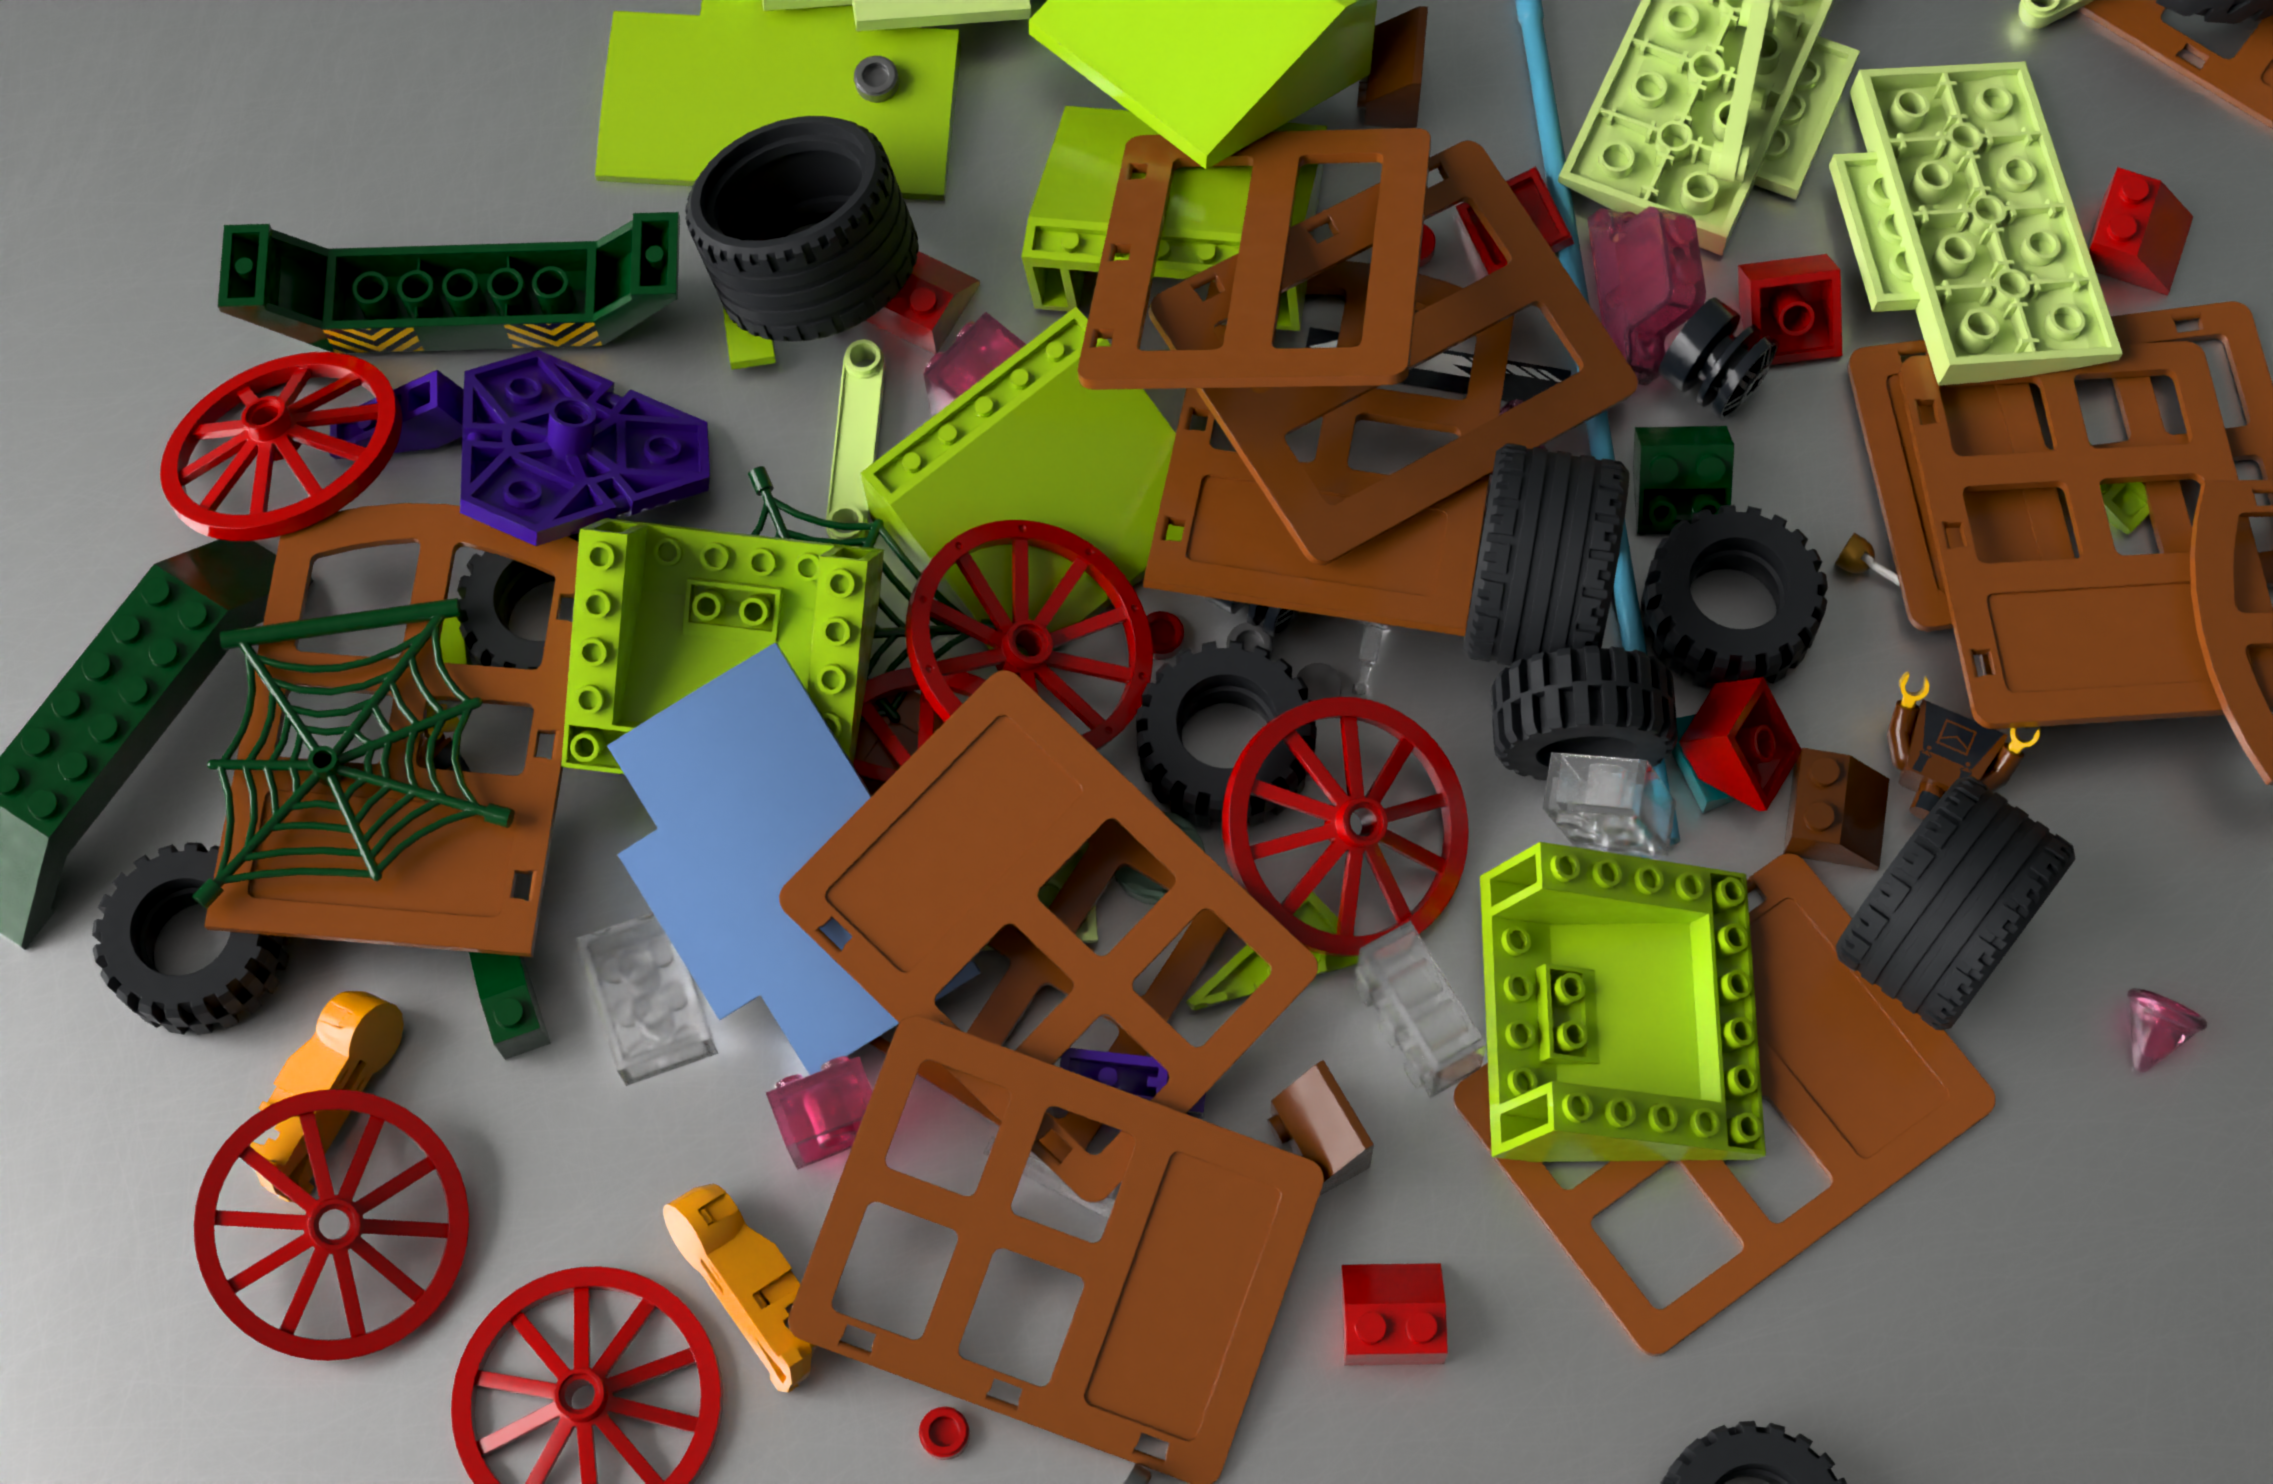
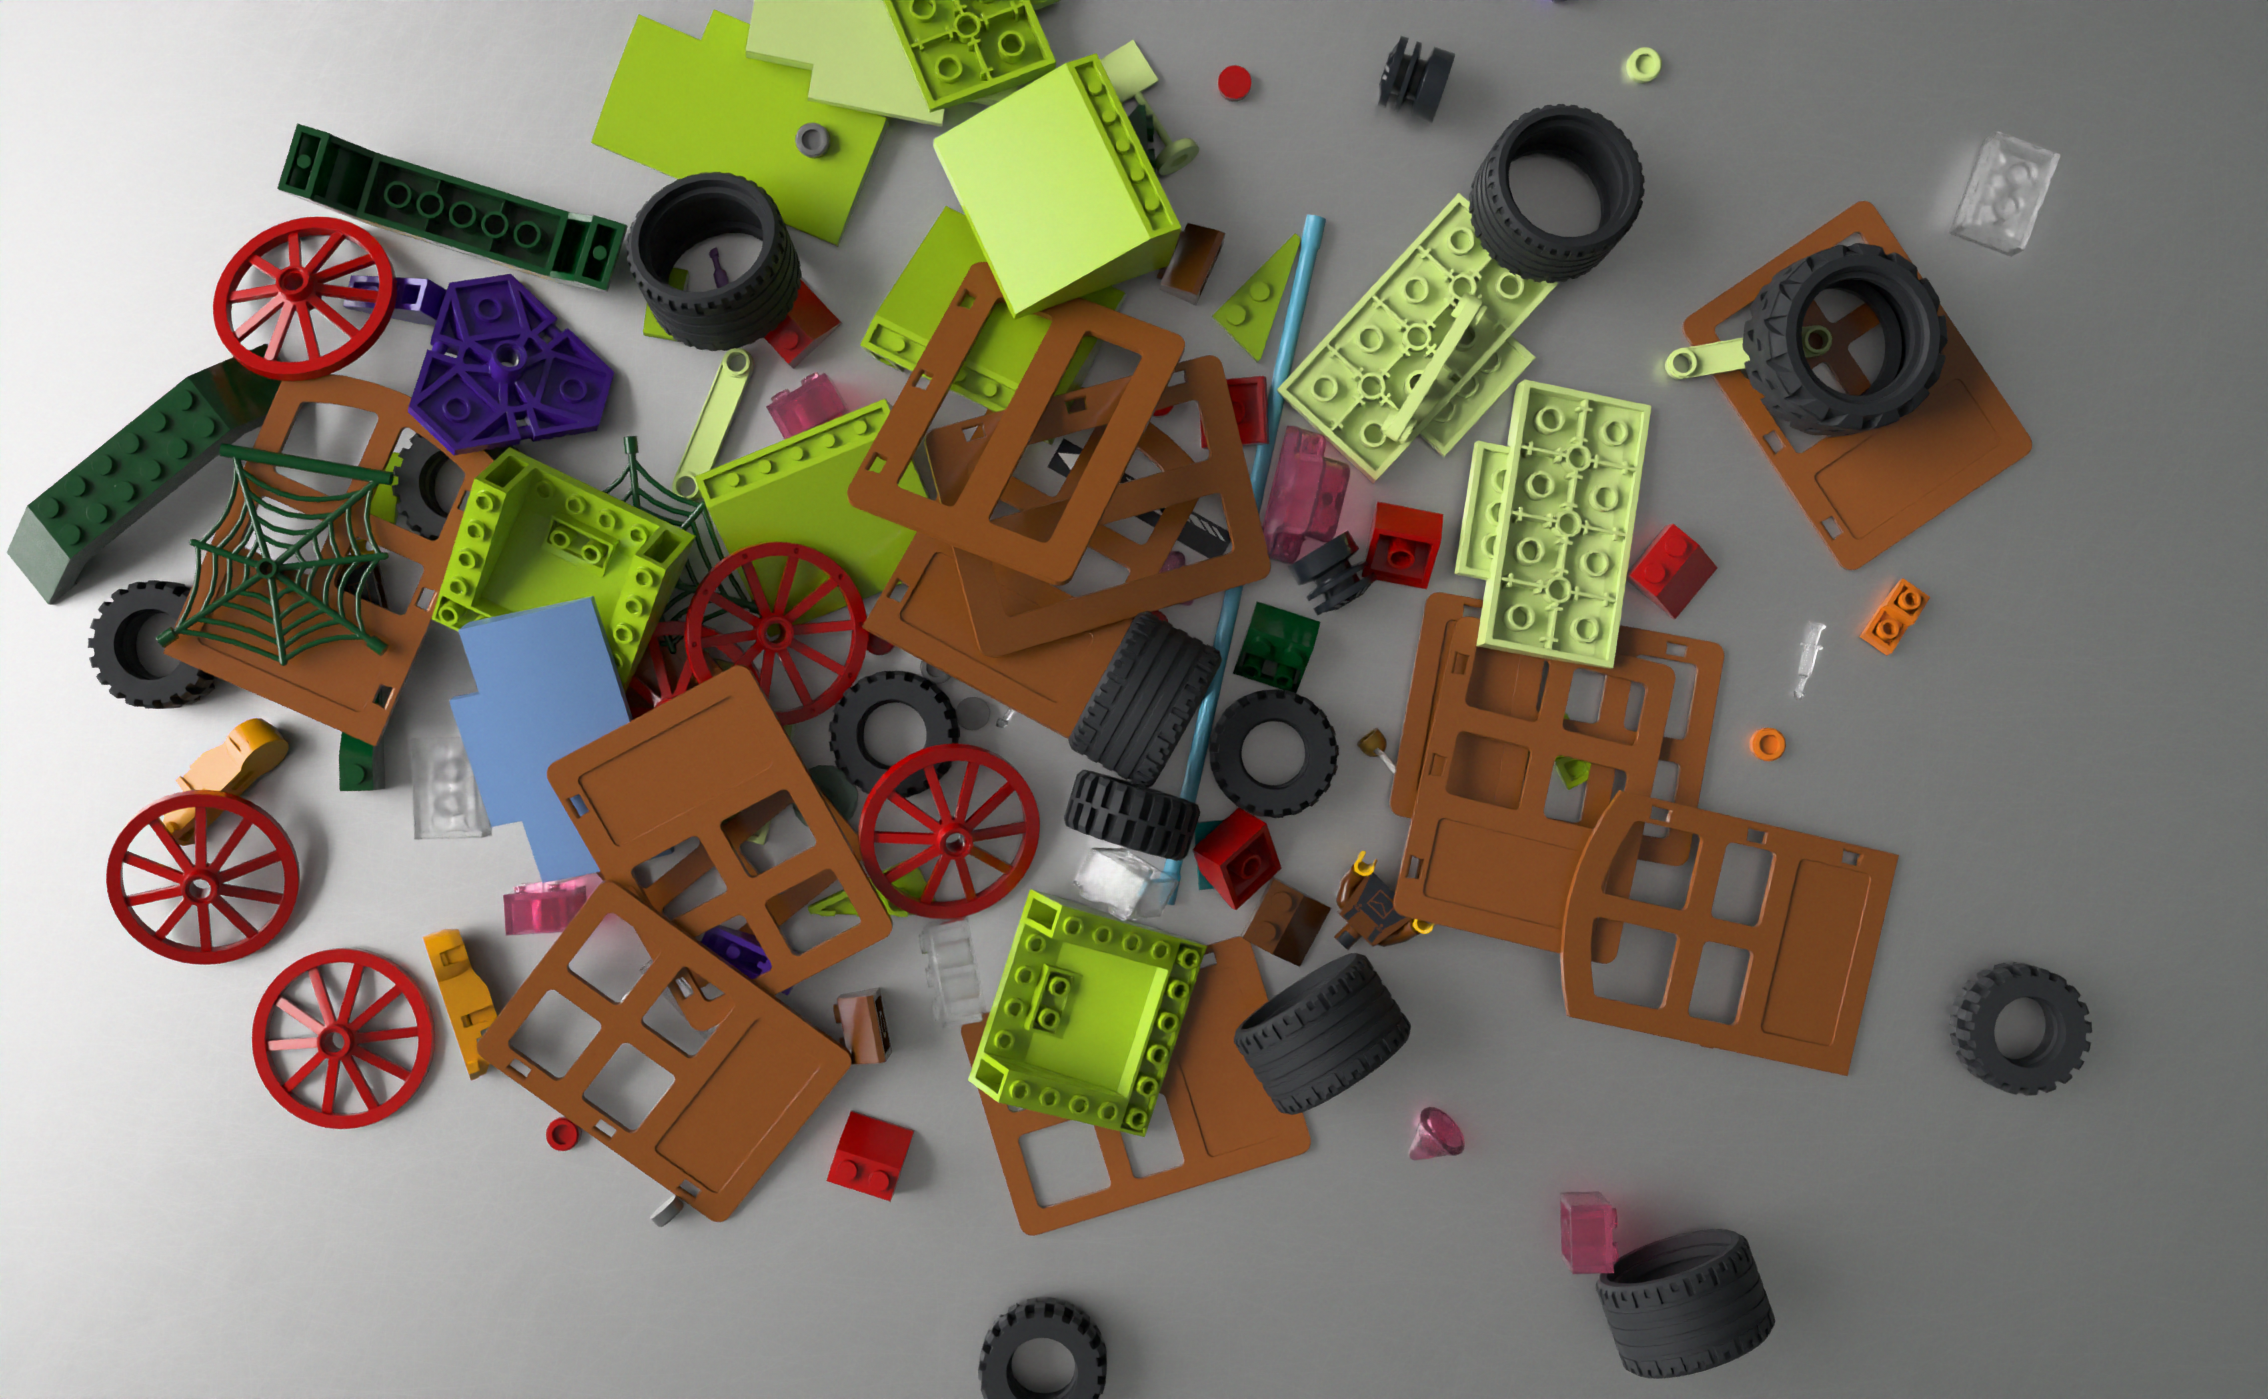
camera: 15 degrees right, 20 degrees up
(1491, 99) = (1252, 308): none -> lime wing

